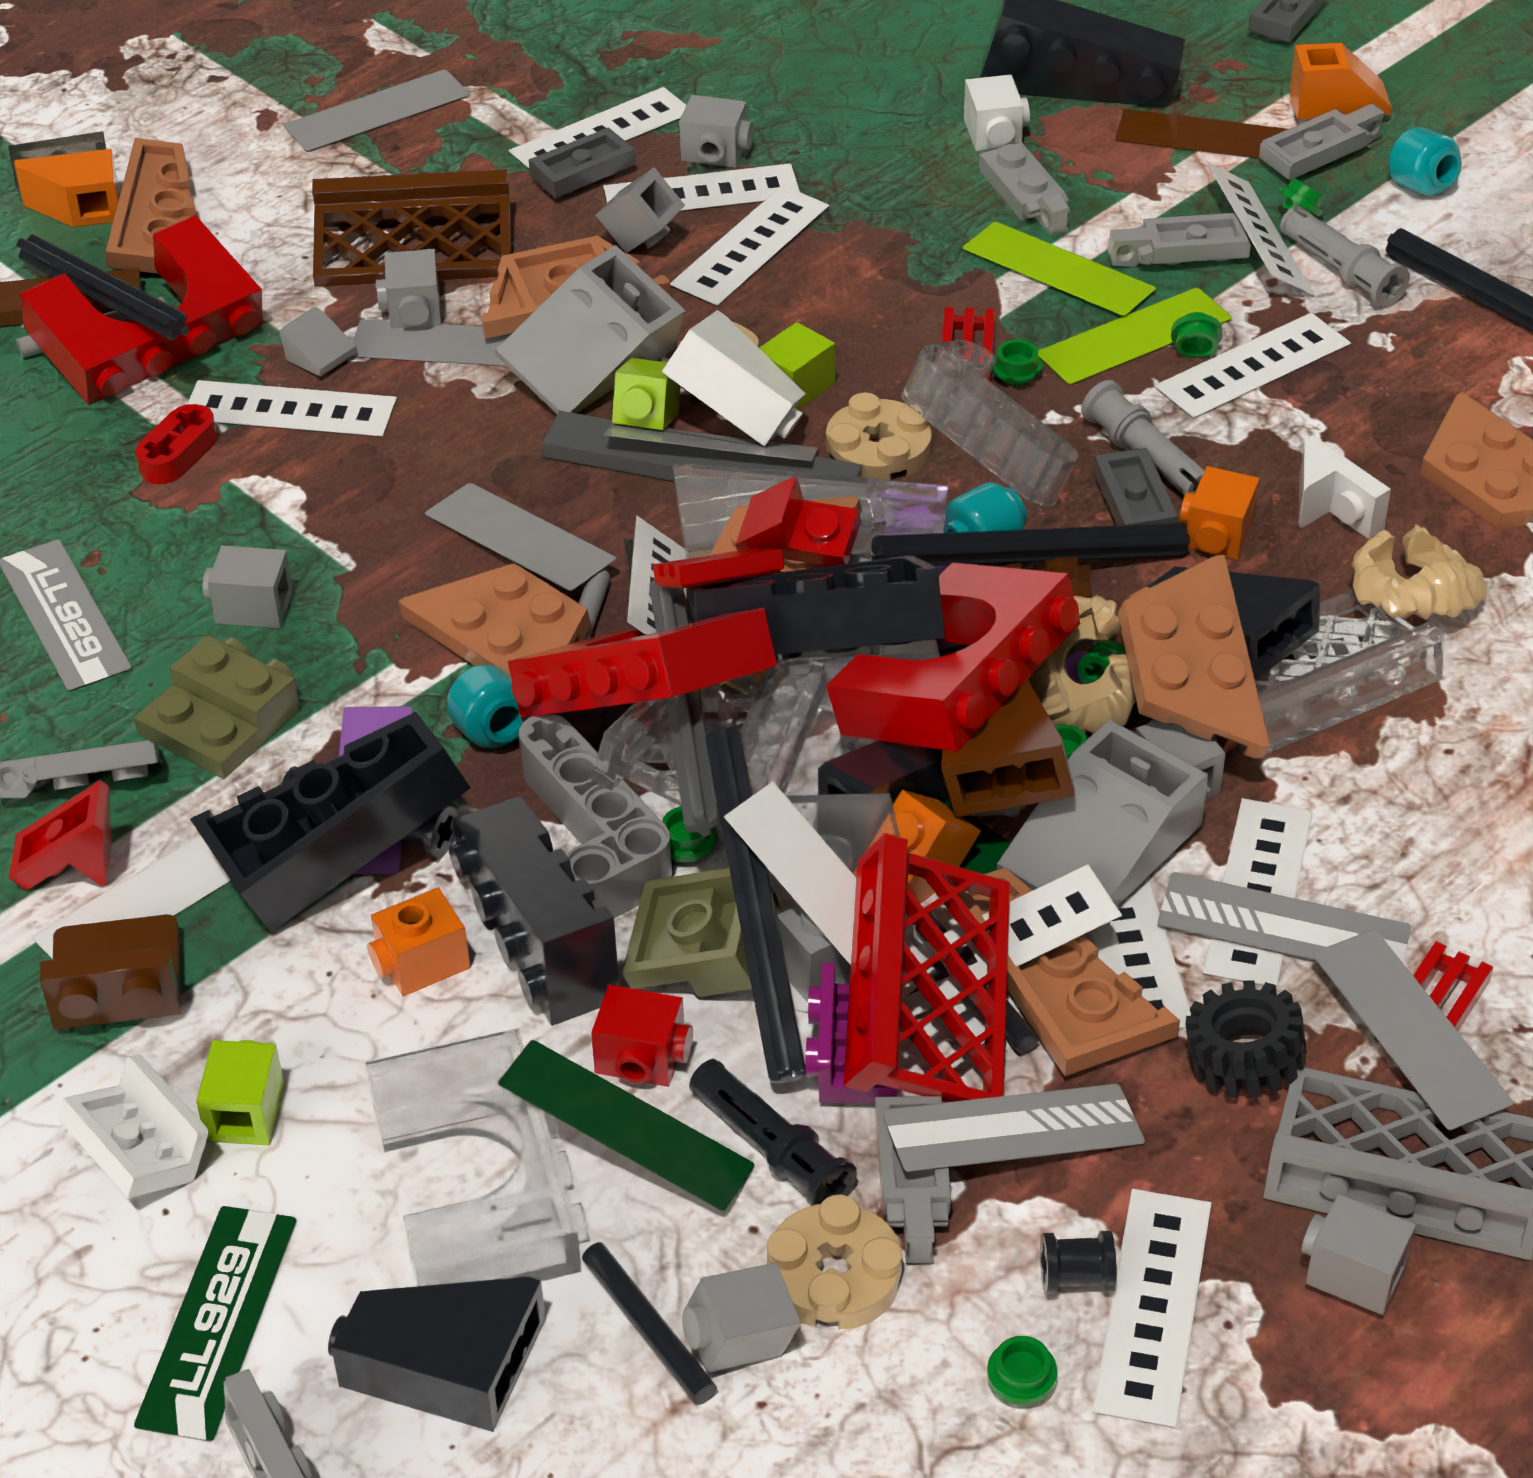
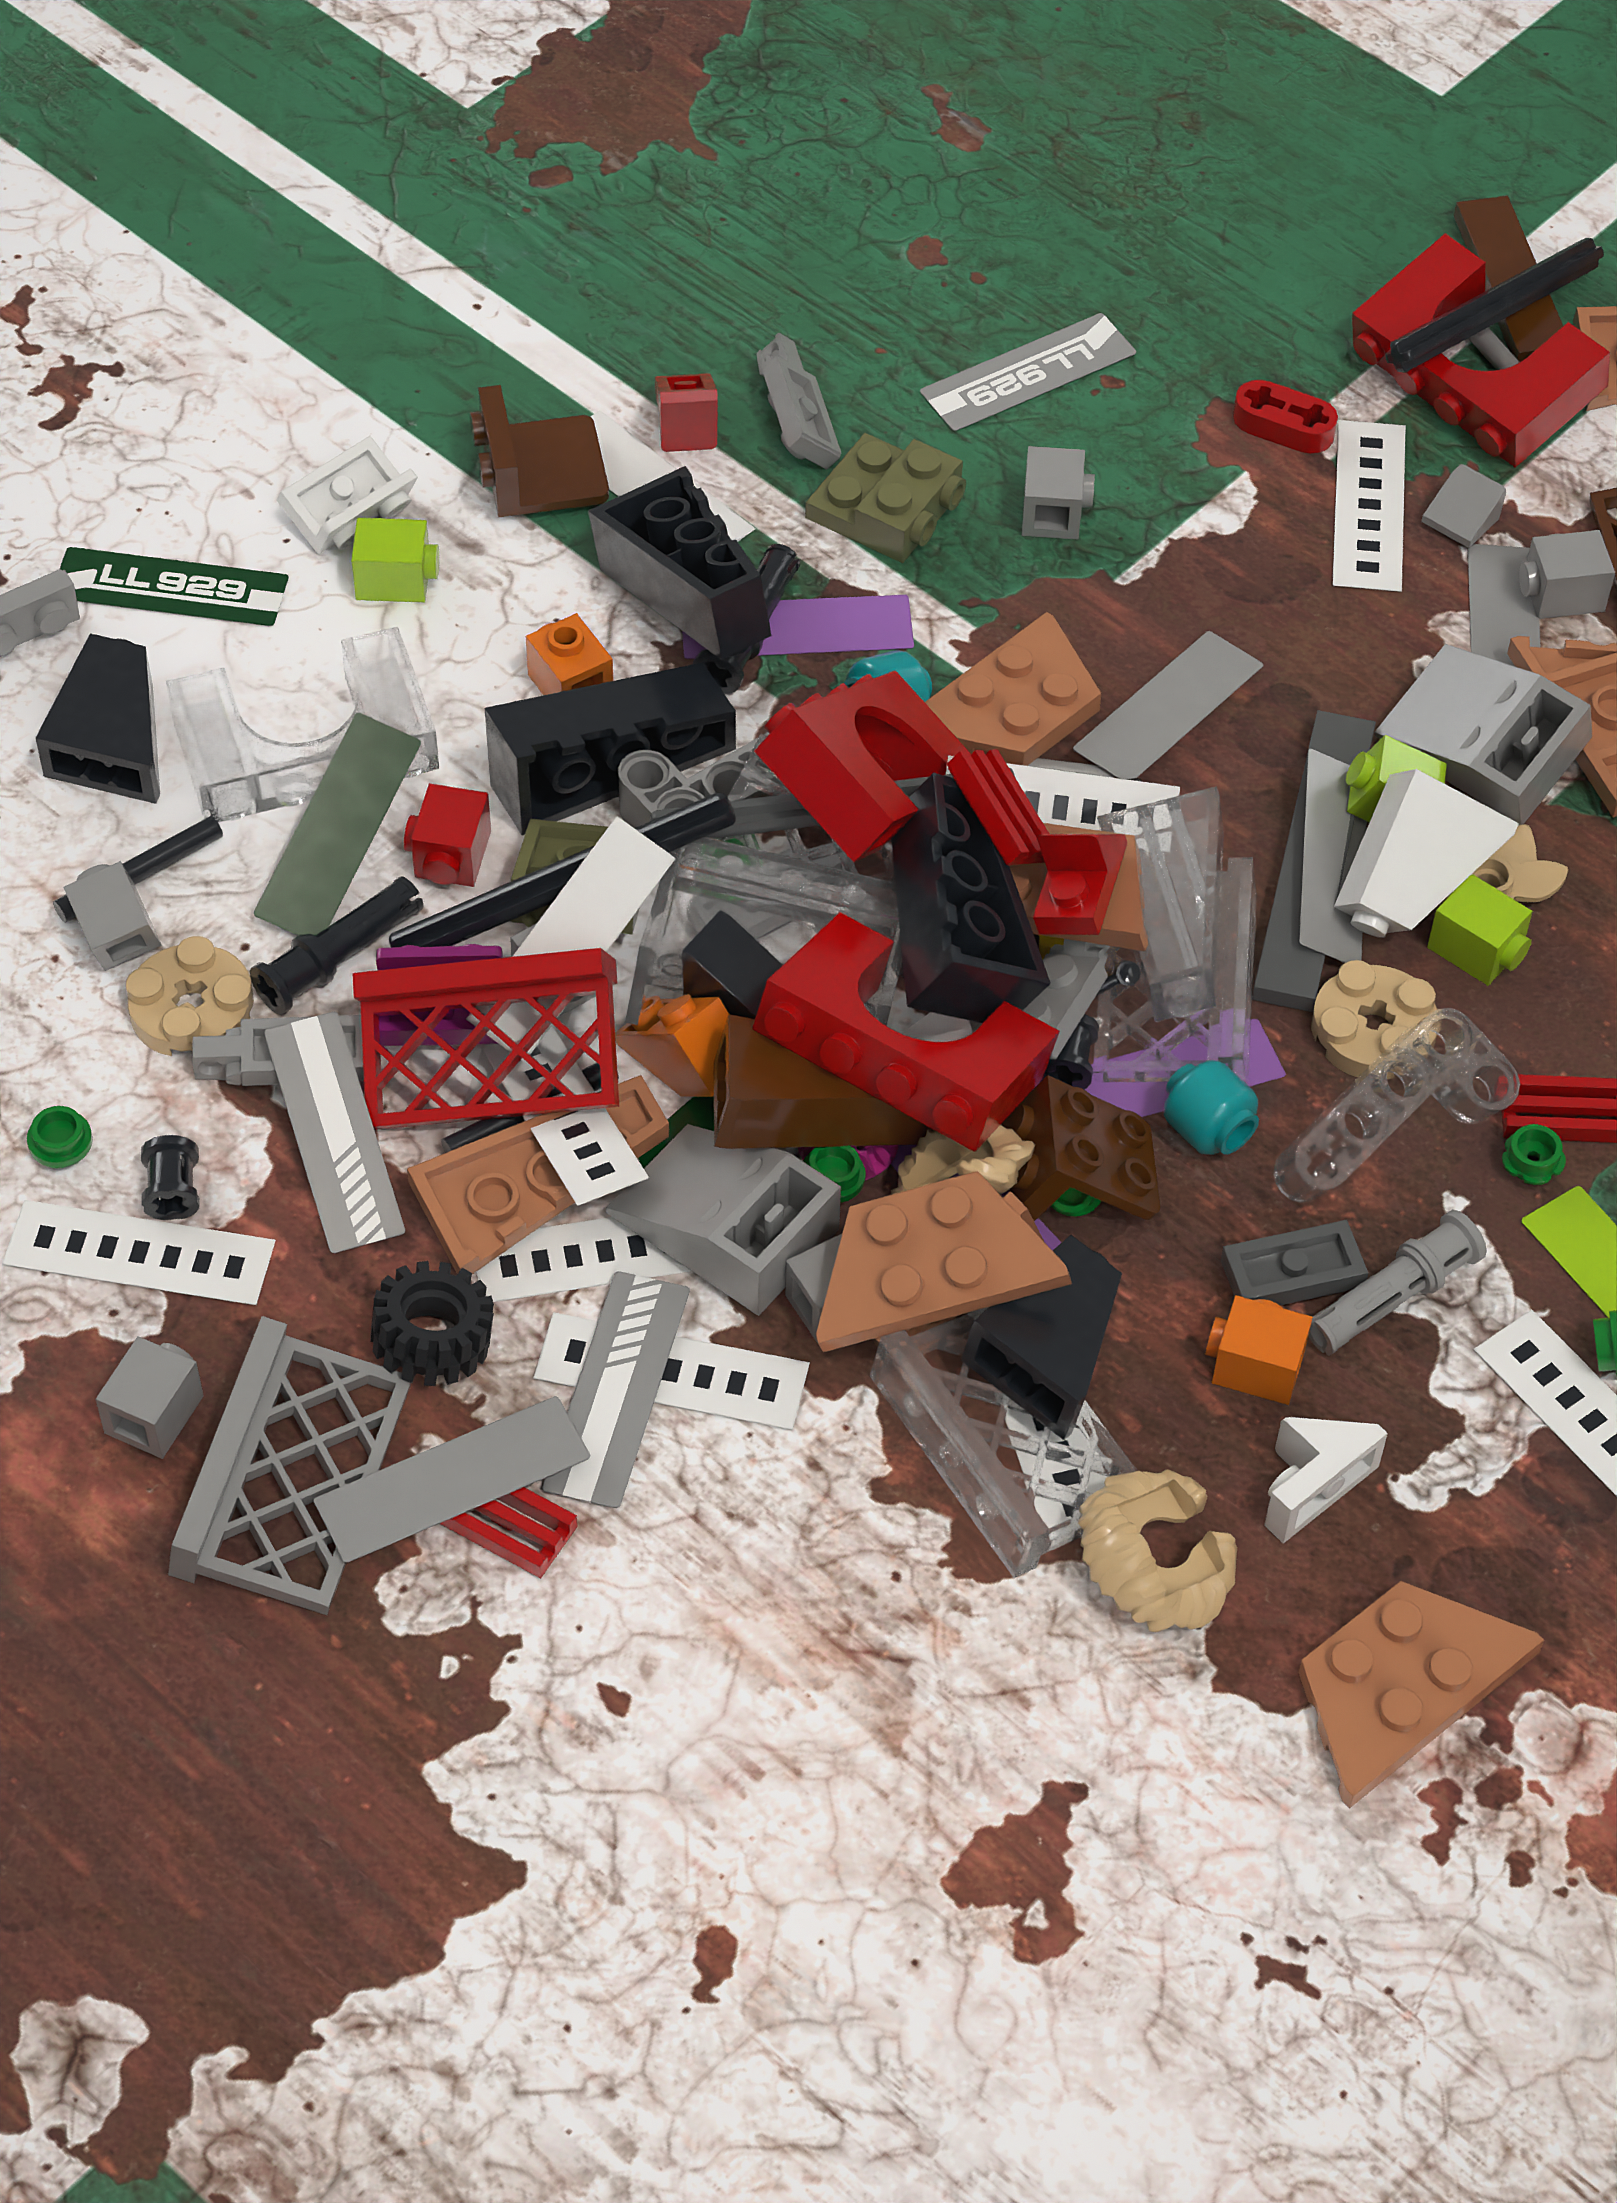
camera: 85 degrees right, 10 degrees up
(1036, 544) = (1169, 1148): black axle -> none

